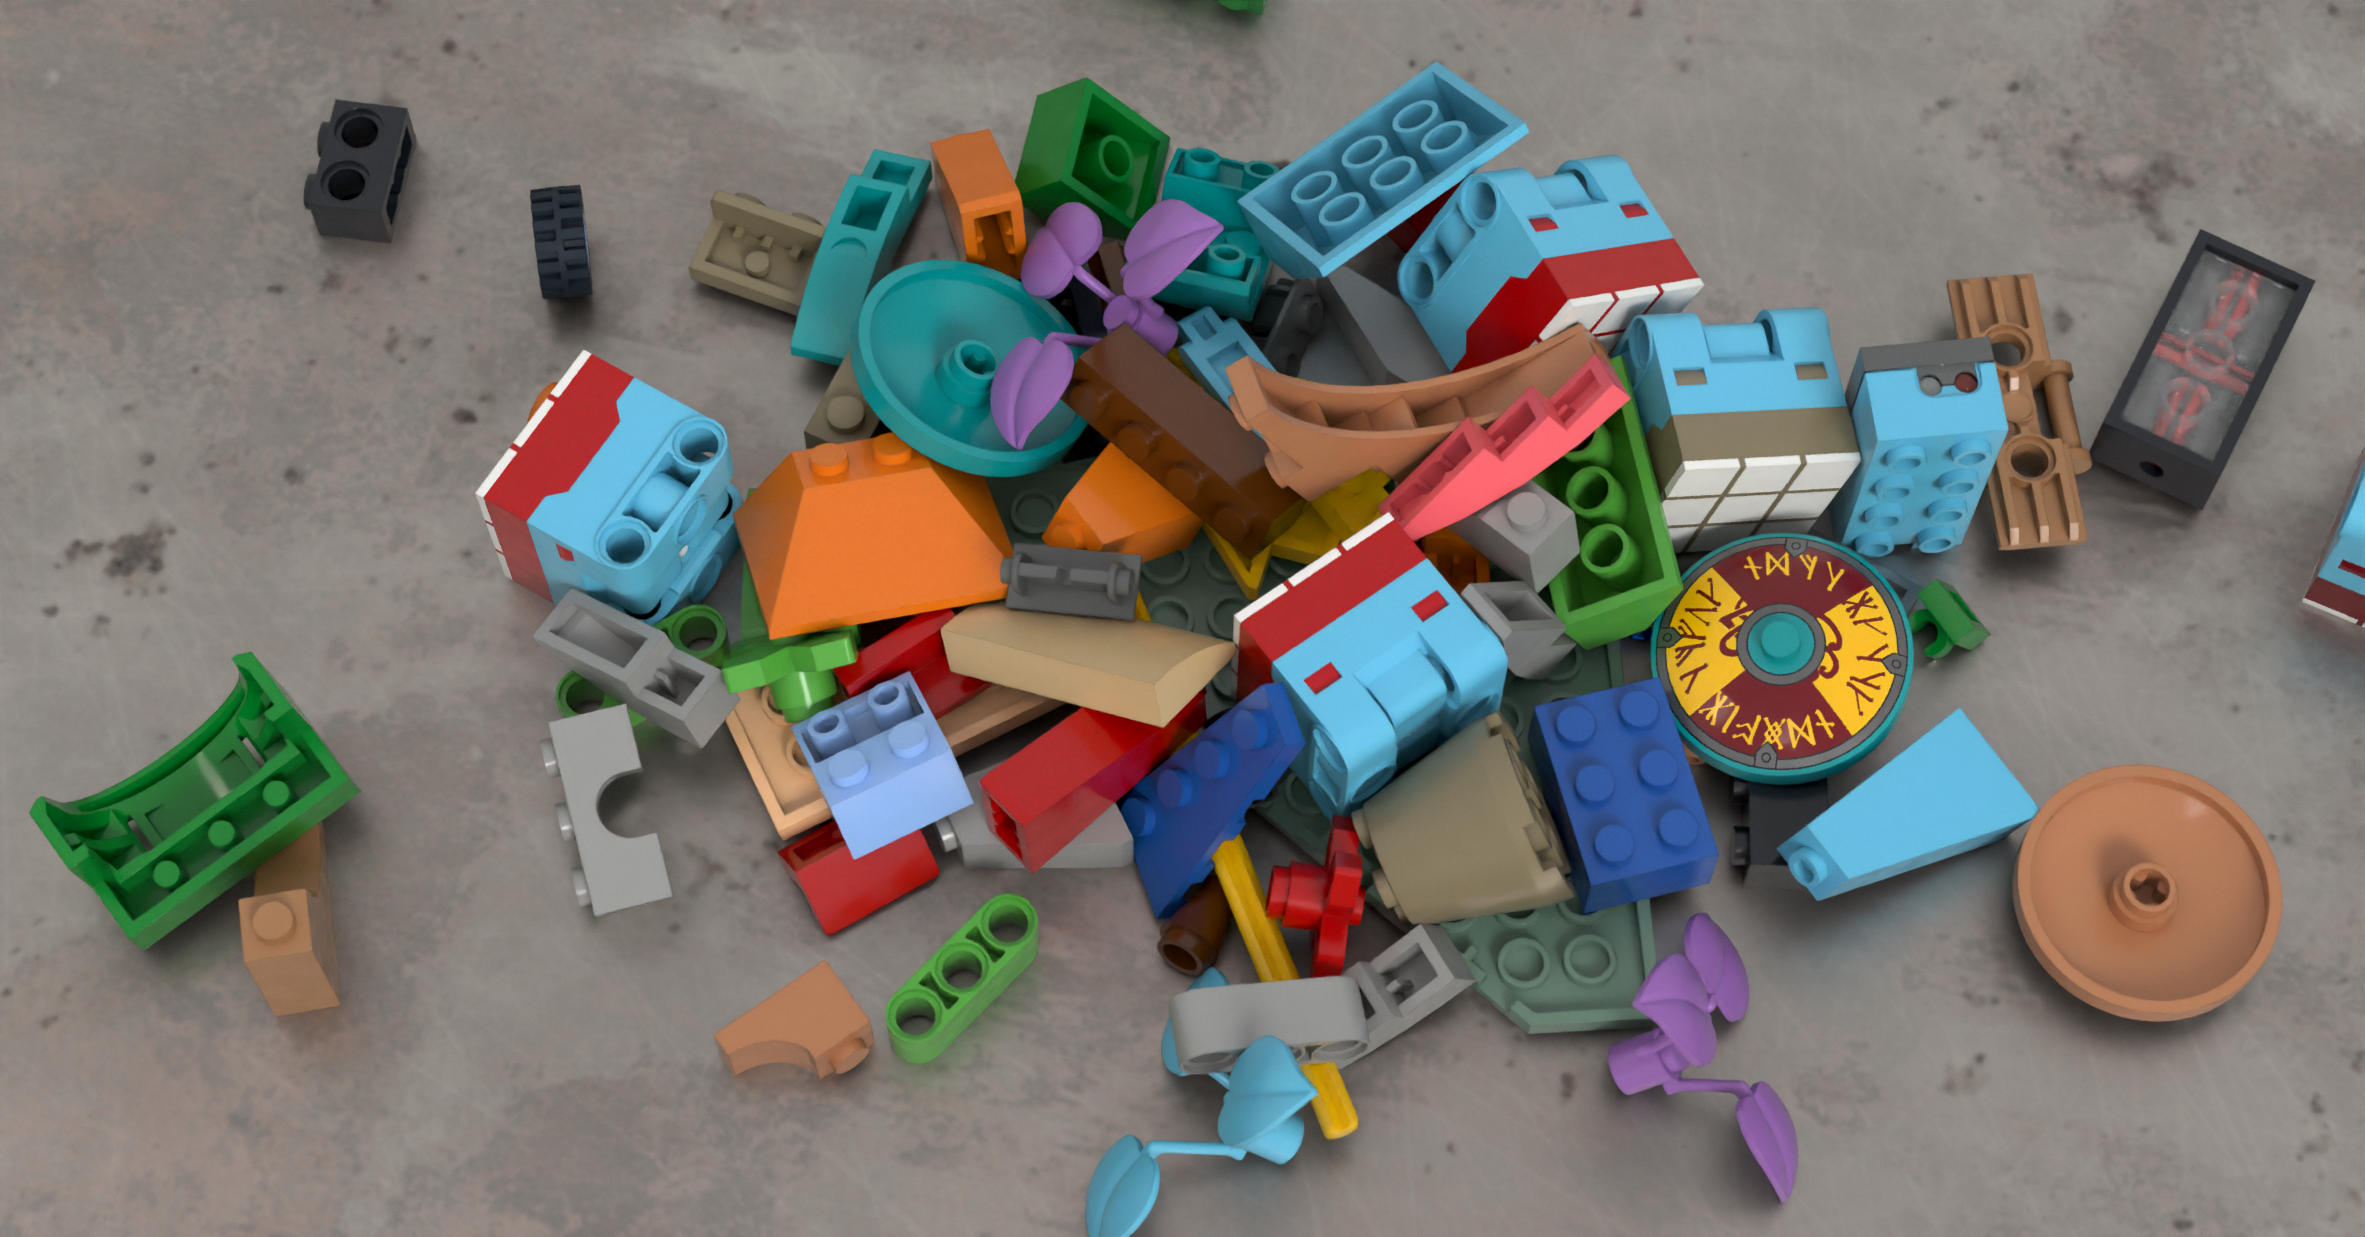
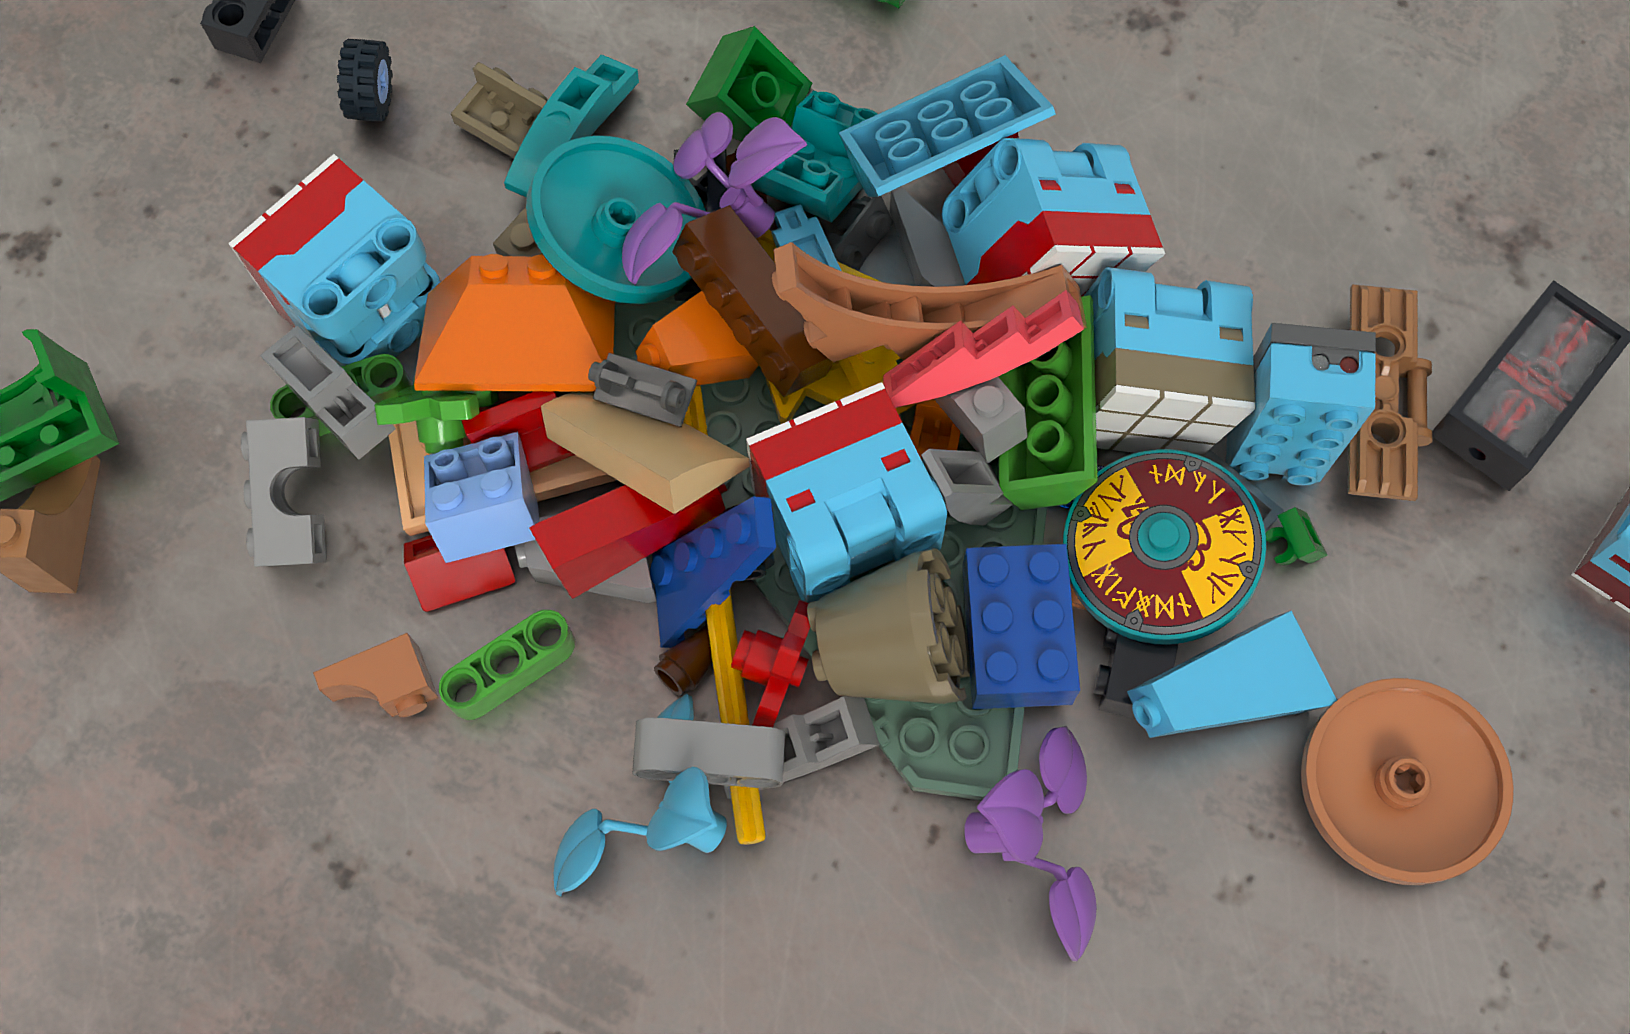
camera: 15 degrees right, 5 degrees up
(980, 201) = (660, 103): orange slope -> none

